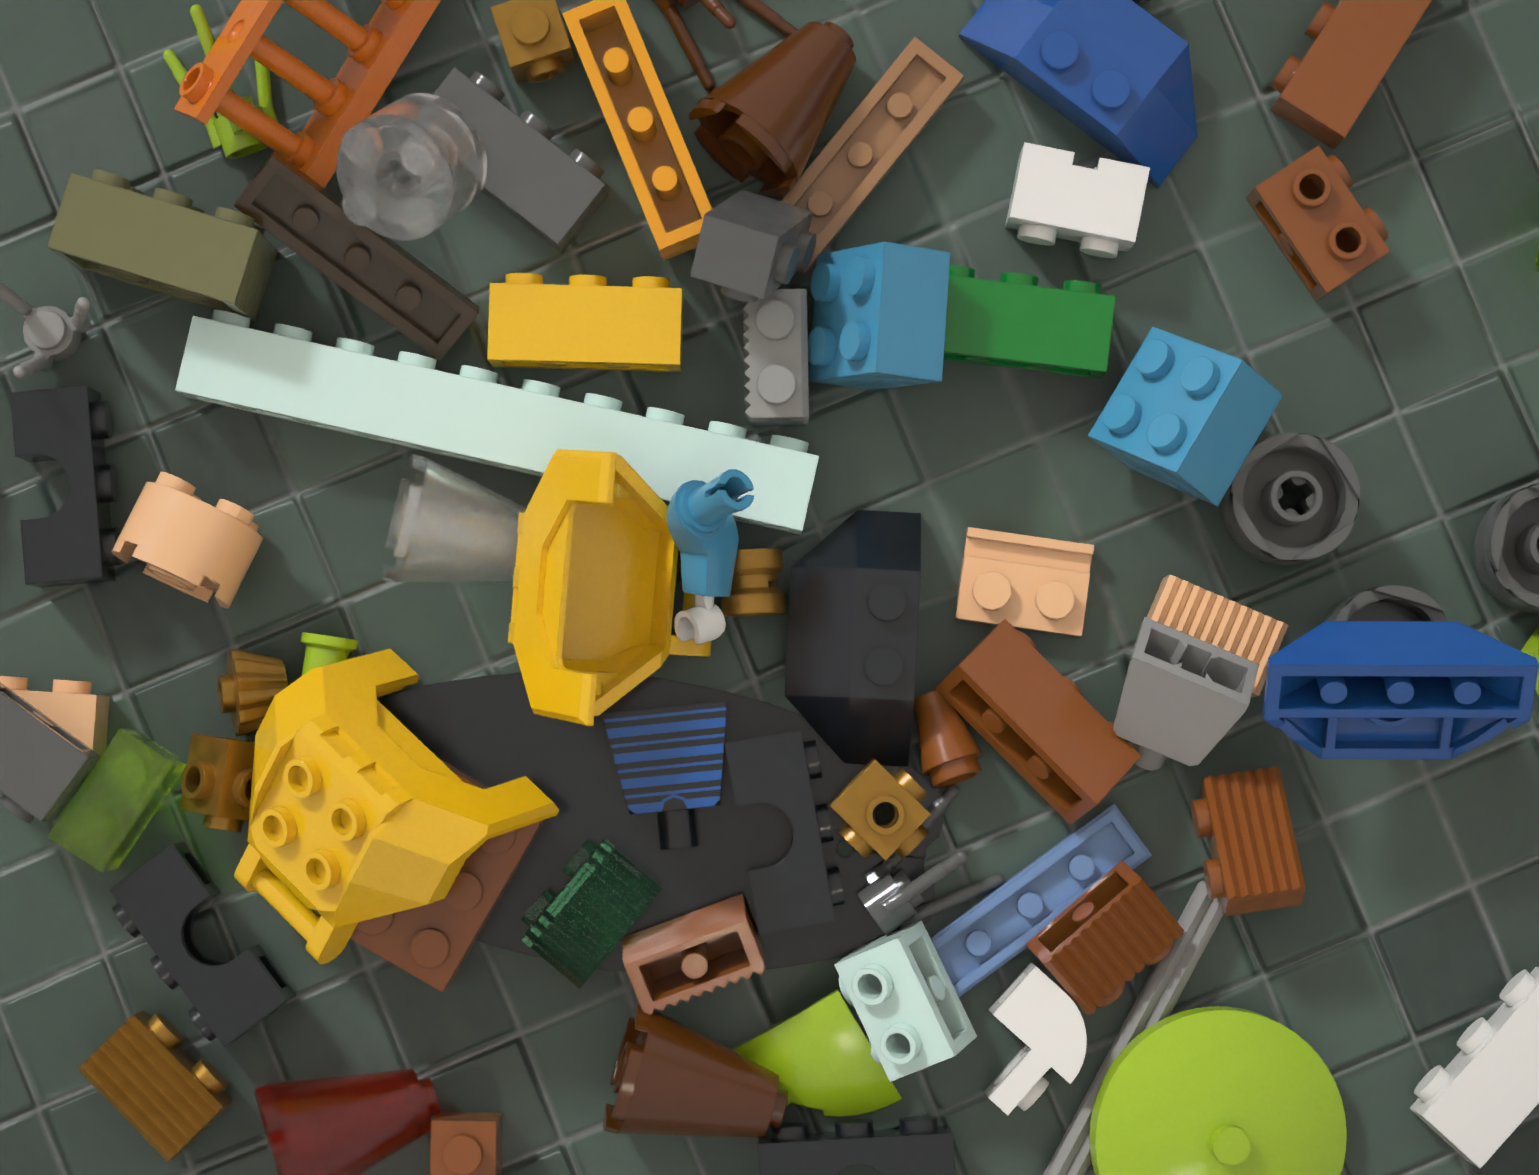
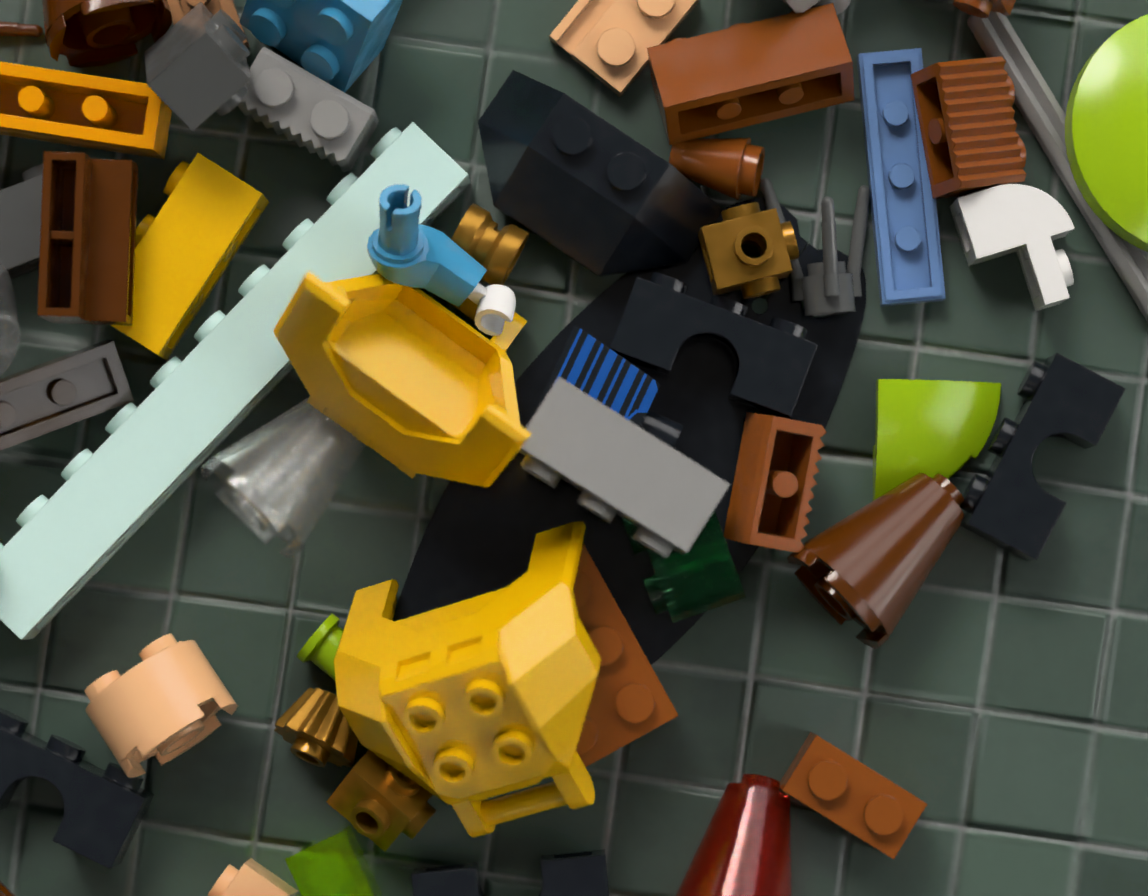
camera: 55 degrees left, 0 degrees up
(547, 241) = (87, 239): none -> reddish brown piece
(616, 819) = (620, 470): none -> light grey brick
(905, 1001) = (921, 328): light aqua brick -> none

